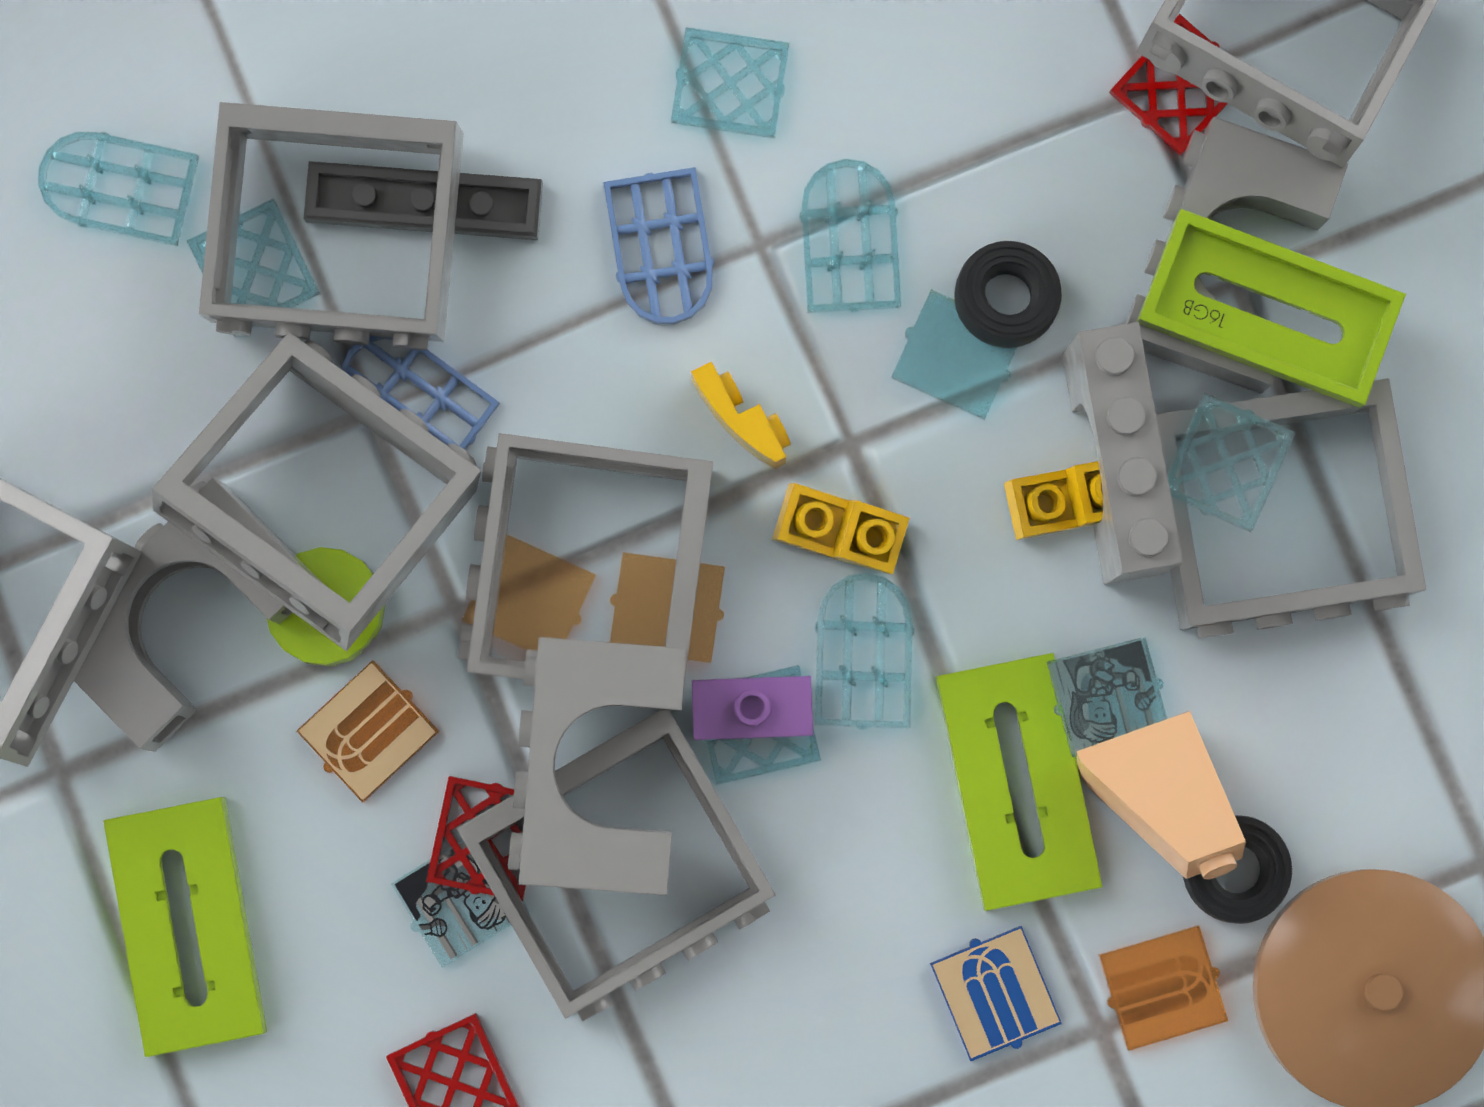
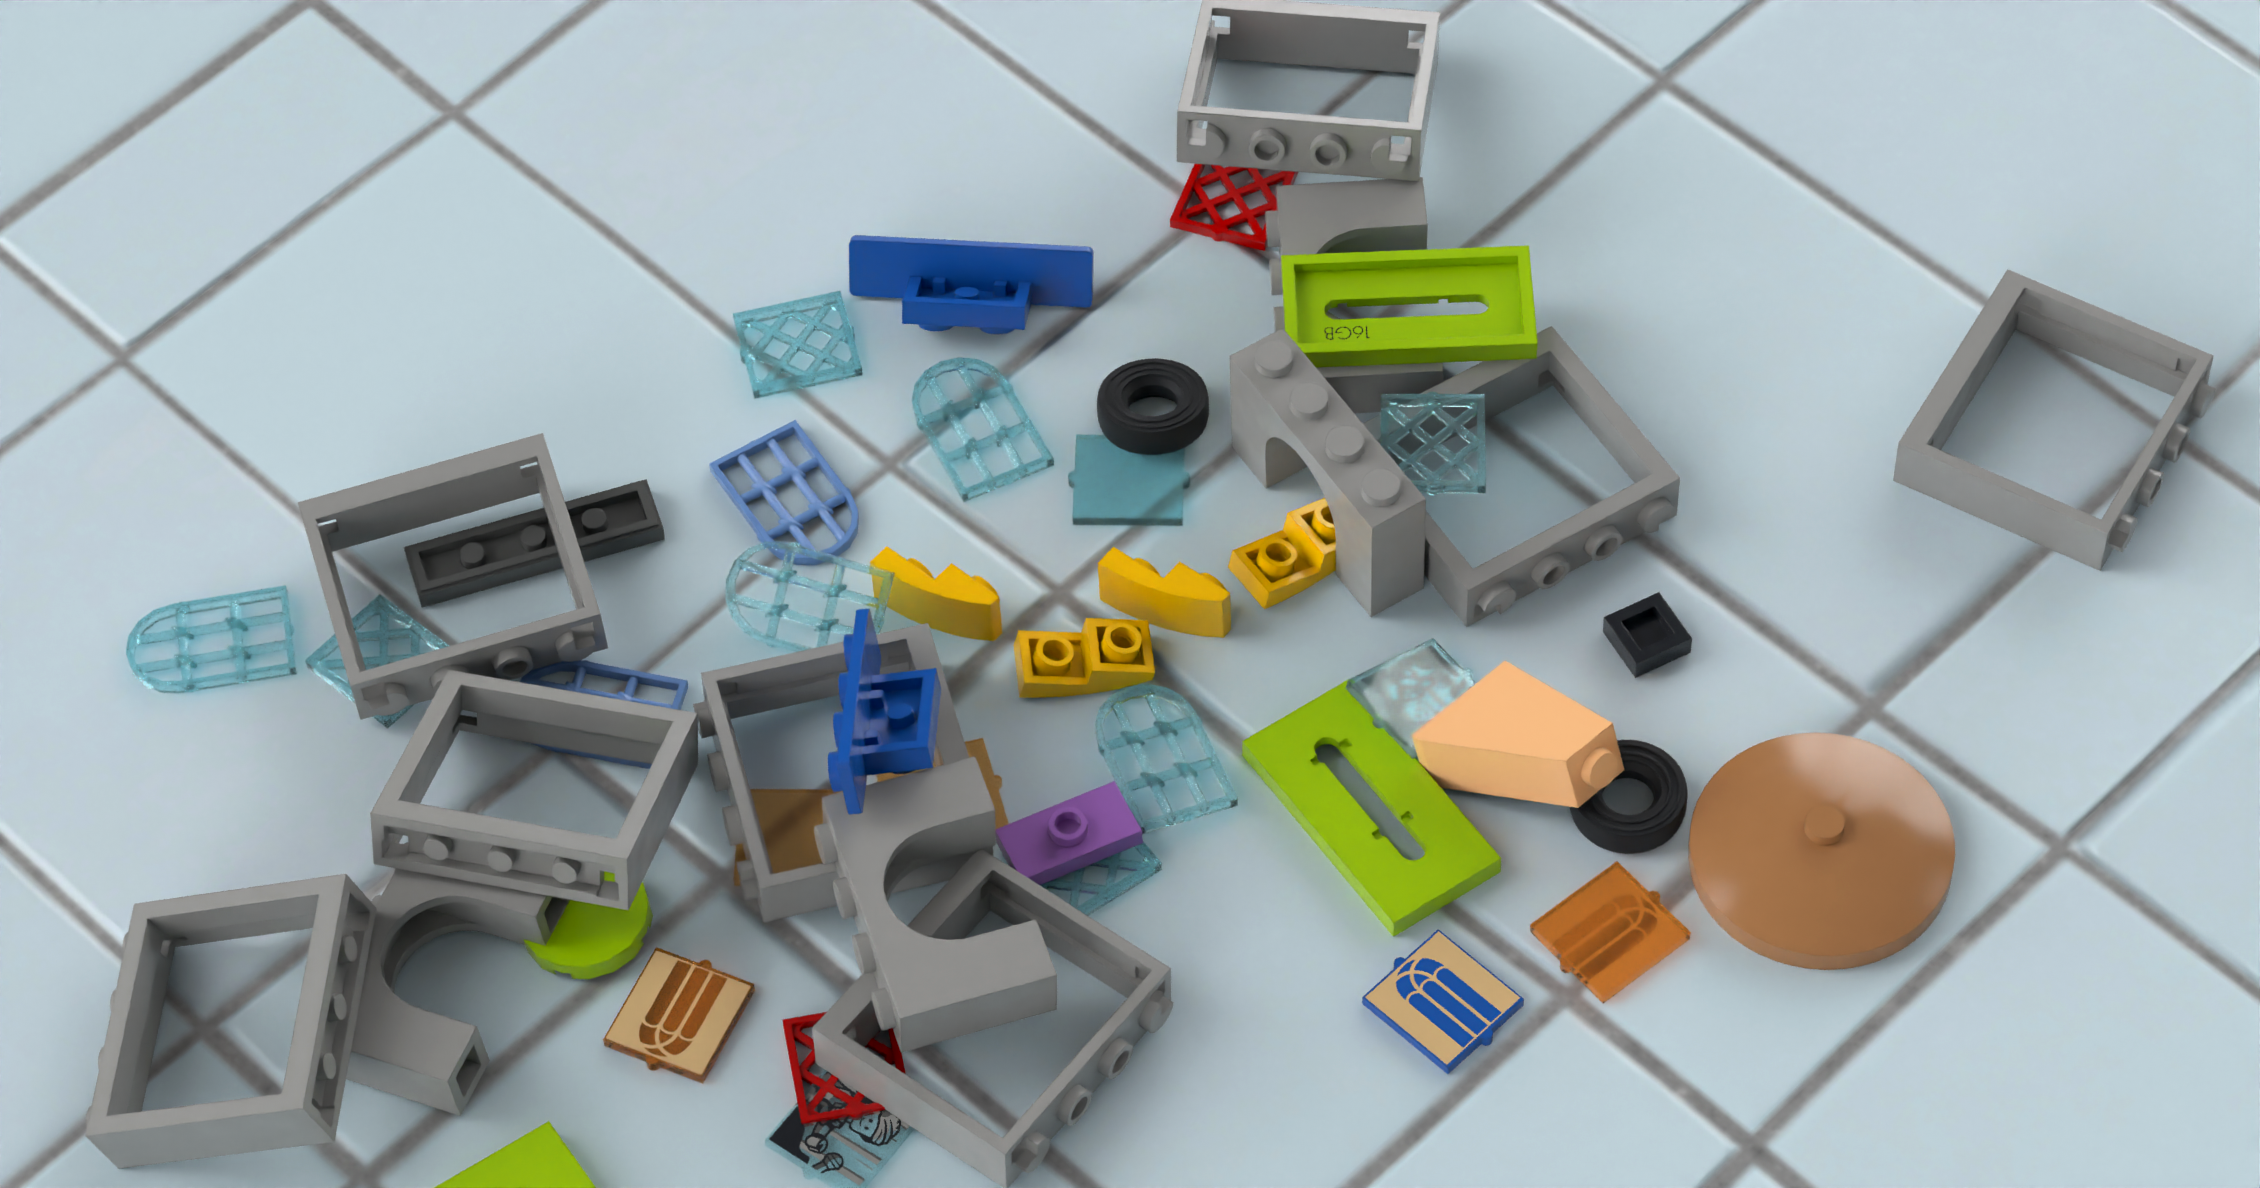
camera: 20 degrees left, 30 degrees down
(627, 576) = (884, 720): none -> blue bracket
(650, 381) = (787, 575): none -> clear light blue window
(900, 94) = (970, 281): none -> blue bracket
(949, 513) = (1177, 602): none -> yellow slope
(1328, 712) = (1647, 634): none -> black tile

